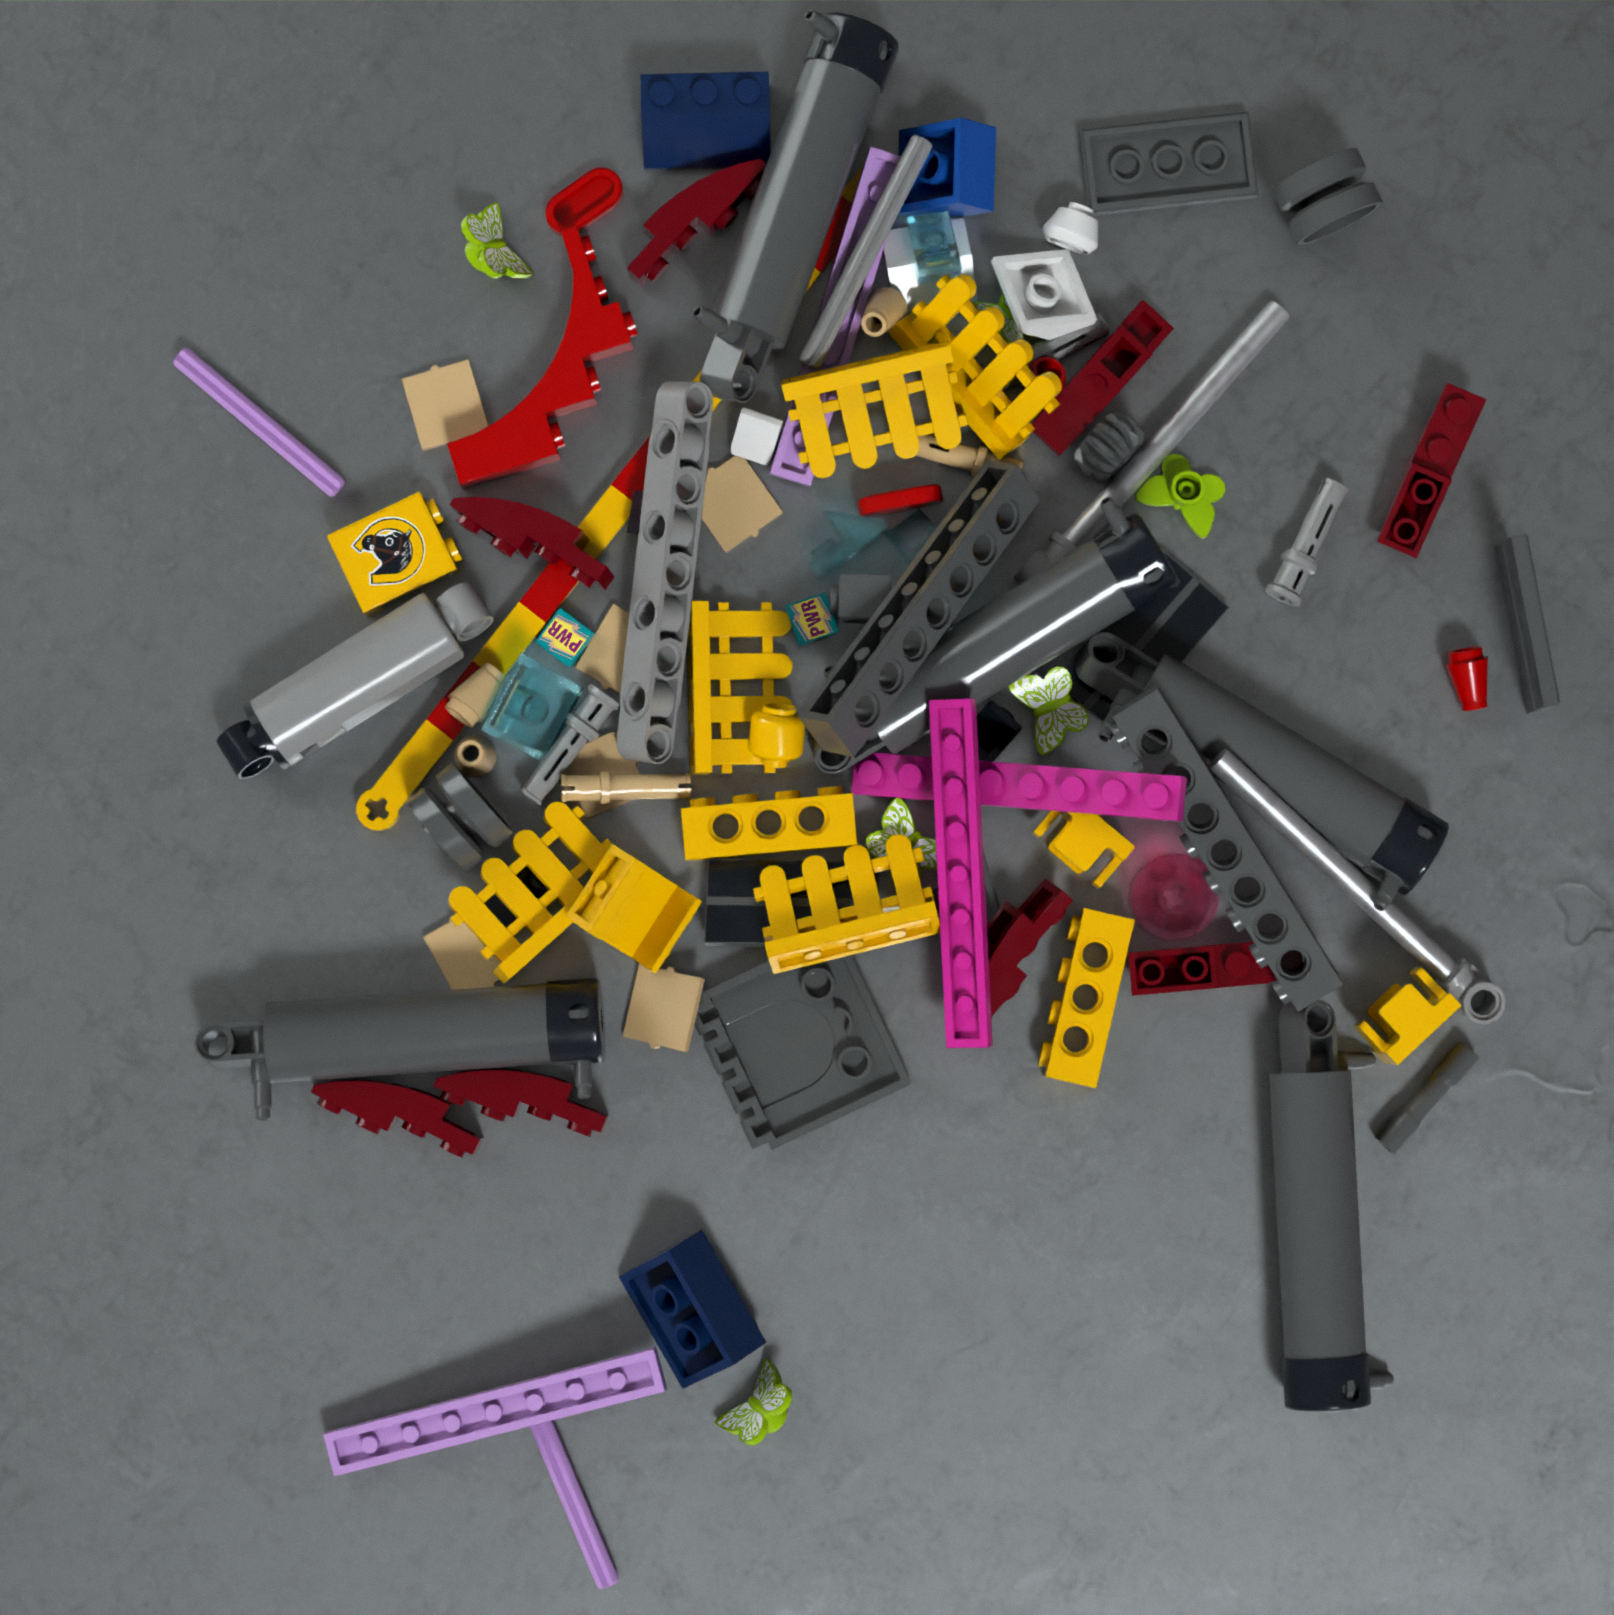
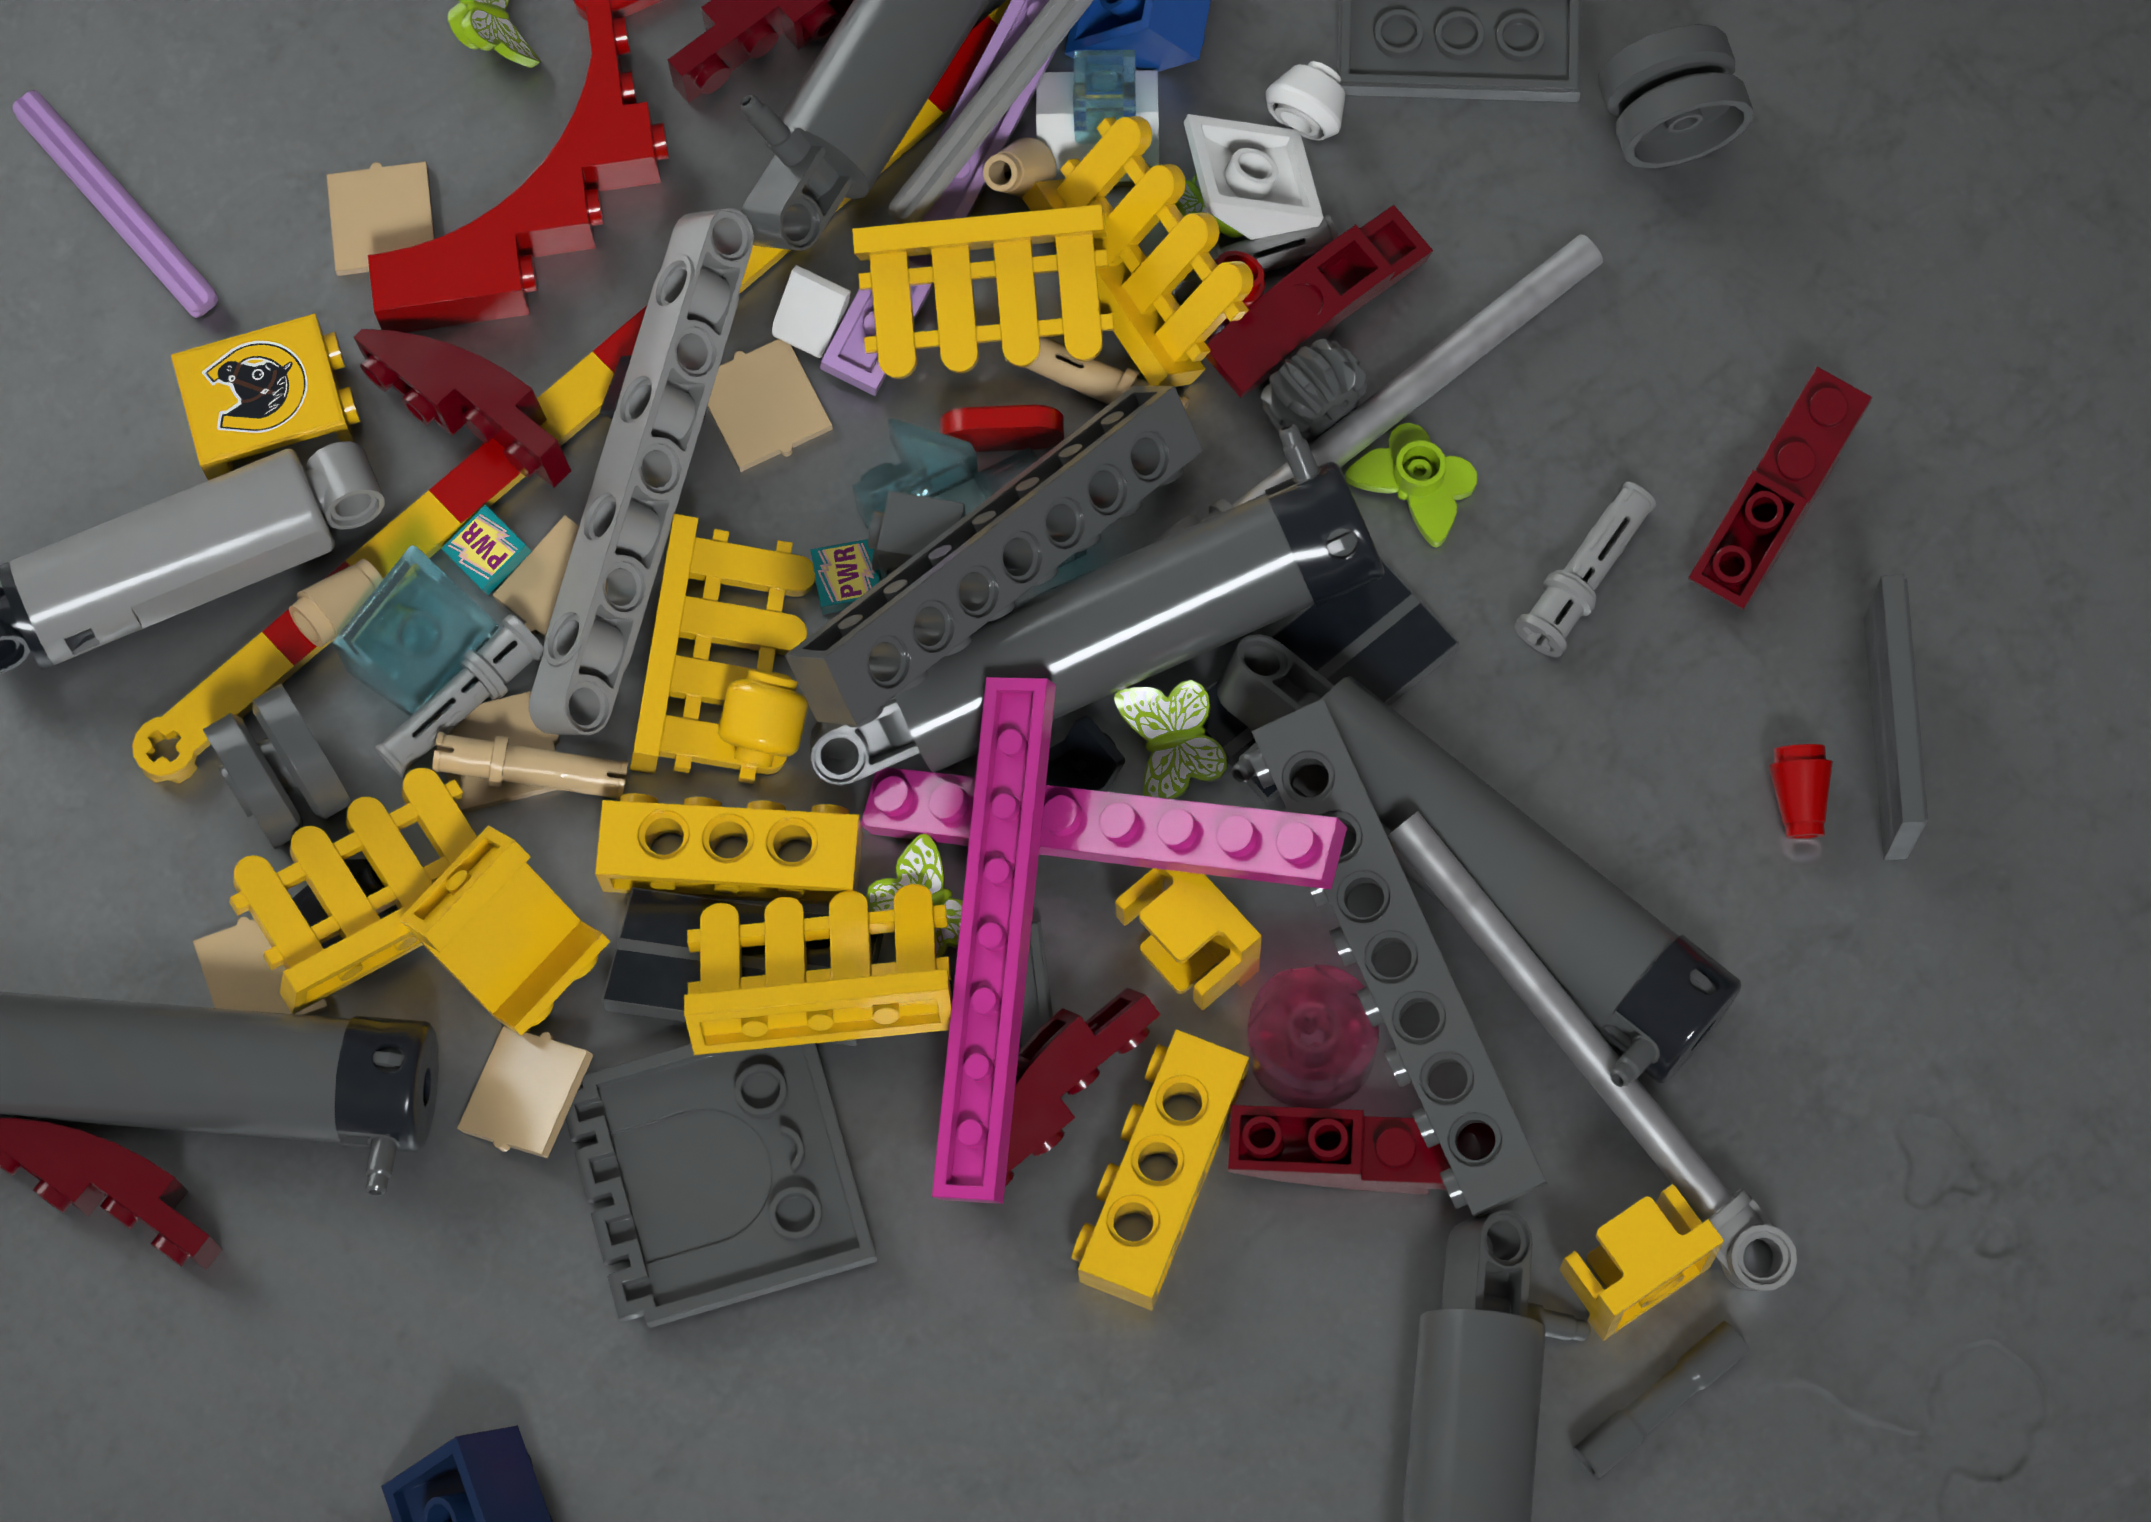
camera: 10 degrees right, 15 degrees down
(485, 760) = (320, 691): tan cone -> none
(505, 1090) = (271, 1175): dark red slope -> none

